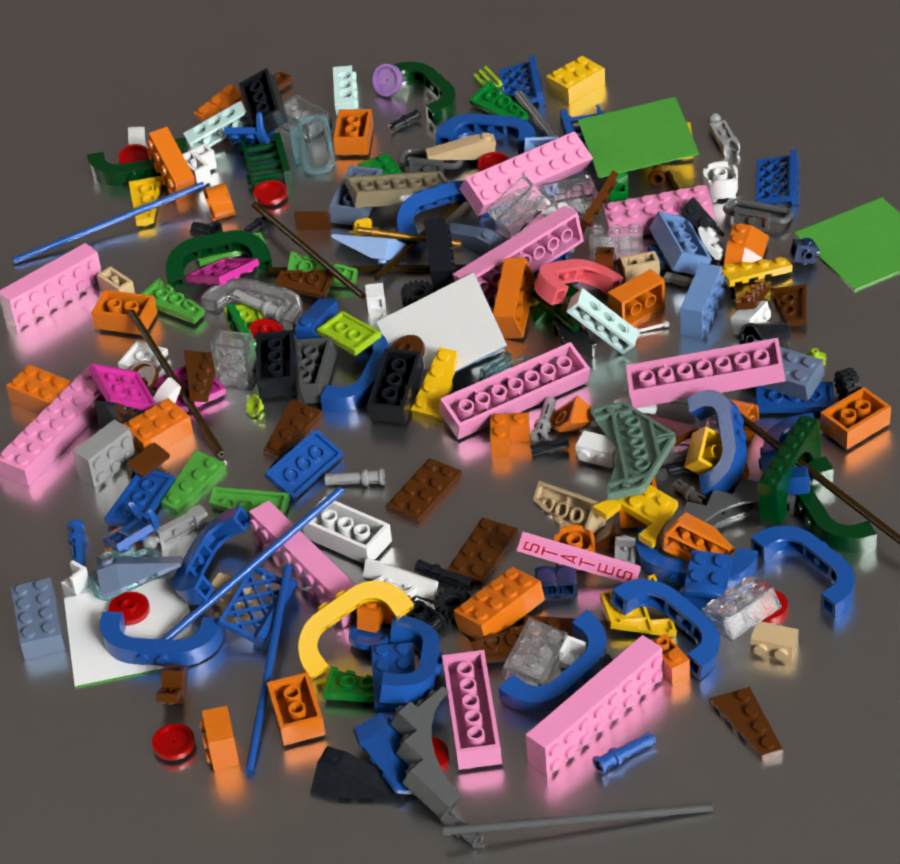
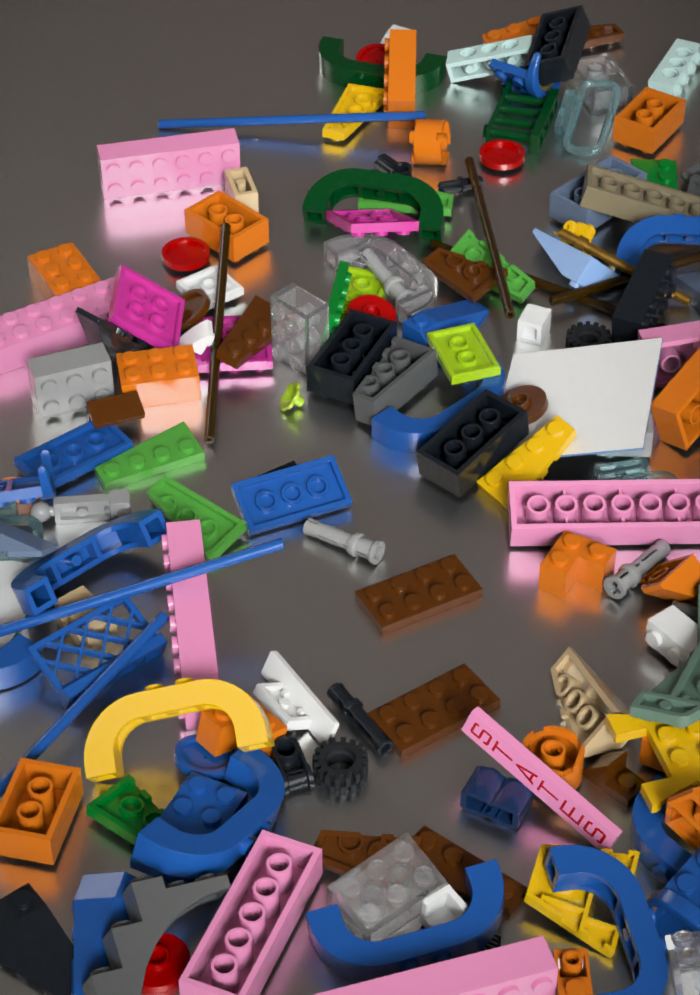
camera: 25 degrees right, 0 degrees up
(107, 342) = (185, 254): none -> red piece
(174, 303) = (293, 237): bright green wing -> none
(200, 162) = (438, 90): white brick -> none
(291, 428) = (326, 437): reddish brown wing -> none
(312, 220) = (526, 204): reddish brown panel -> none
(349, 532) = (278, 604): white brick -> none
(499, 604) = (396, 794): orange brick -> none
(549, 446) = (619, 607): black axle -> none
(625, 548) = (618, 799): light grey bracket -> none

